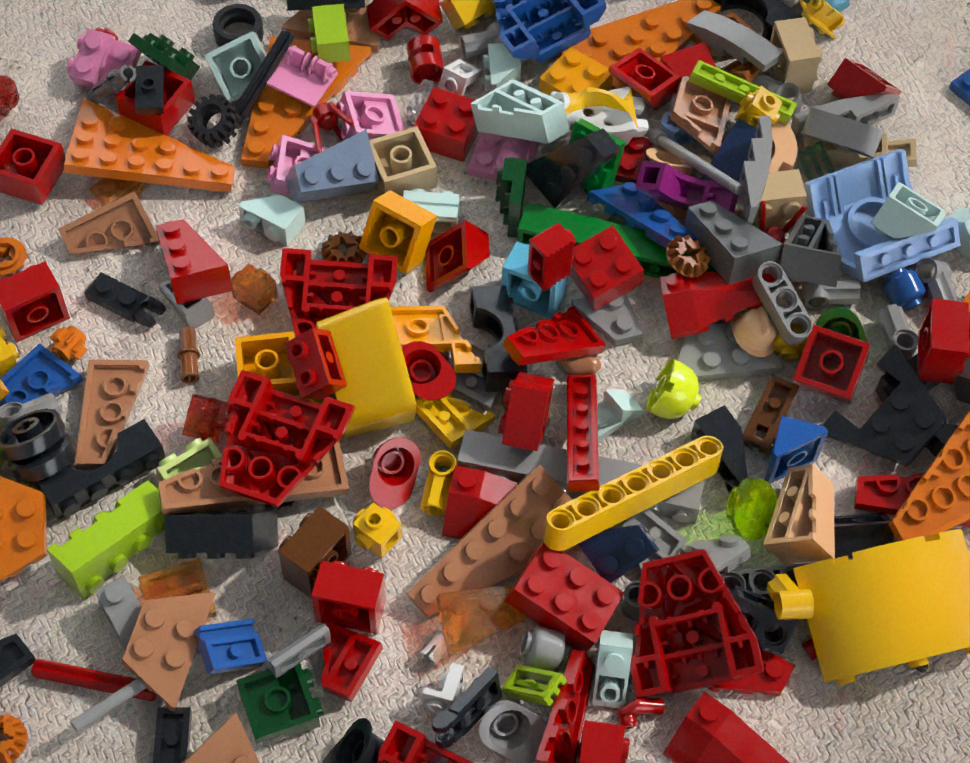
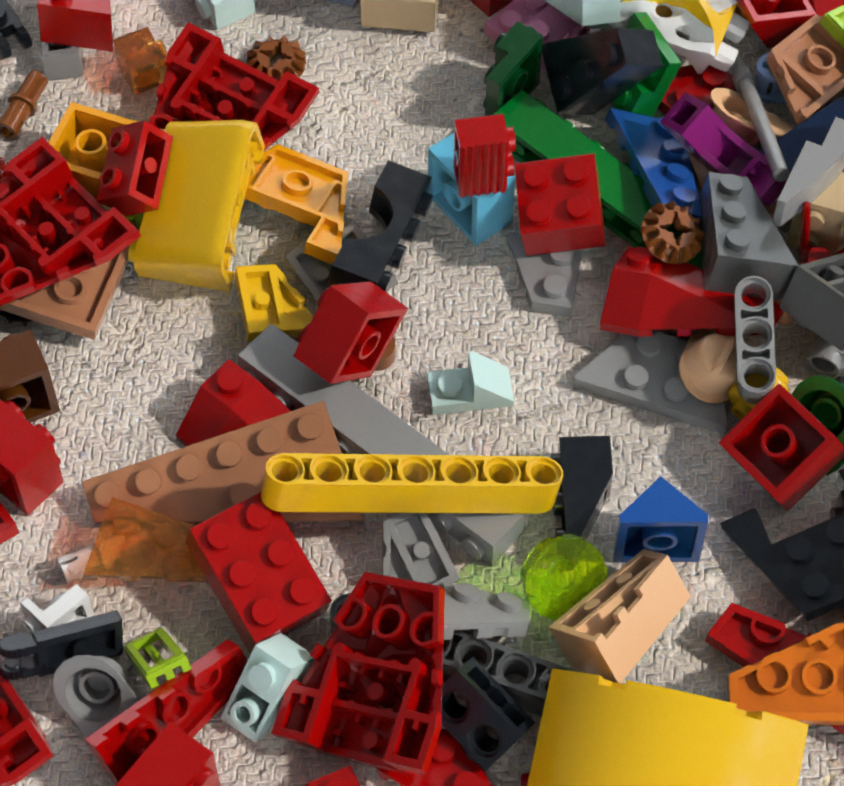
camera: 30 degrees right, 0 degrees up
(376, 529) = (96, 394): yellow brick -> none
(394, 472) = (158, 337): red piece -> none
(398, 229) = (341, 59): light orange brick -> none
(428, 371) = (269, 235): red piece -> none
(438, 483) = (186, 385): yellow piece -> none
(442, 204) = (404, 56): light aqua brick -> none
(455, 254) = (402, 118): red slope -> none
(544, 648) = (200, 622): light grey head -> none
(556, 339) = (454, 267): red wing -> none
(580, 366) = (468, 315): nougat arm -> none
(582, 433) = (400, 388): red tile -> none
(618, 550) = (361, 545): dark blue wing -> none
(637, 707) = (268, 747): red arm -> none
(674, 392) = (560, 394): neon yellow cylinder -> none
(767, 415) = (681, 466): reddish brown plate -> none
(789, 599) = (521, 702): yellow piece -> none
(861, 532) = (687, 669): black panel -> none

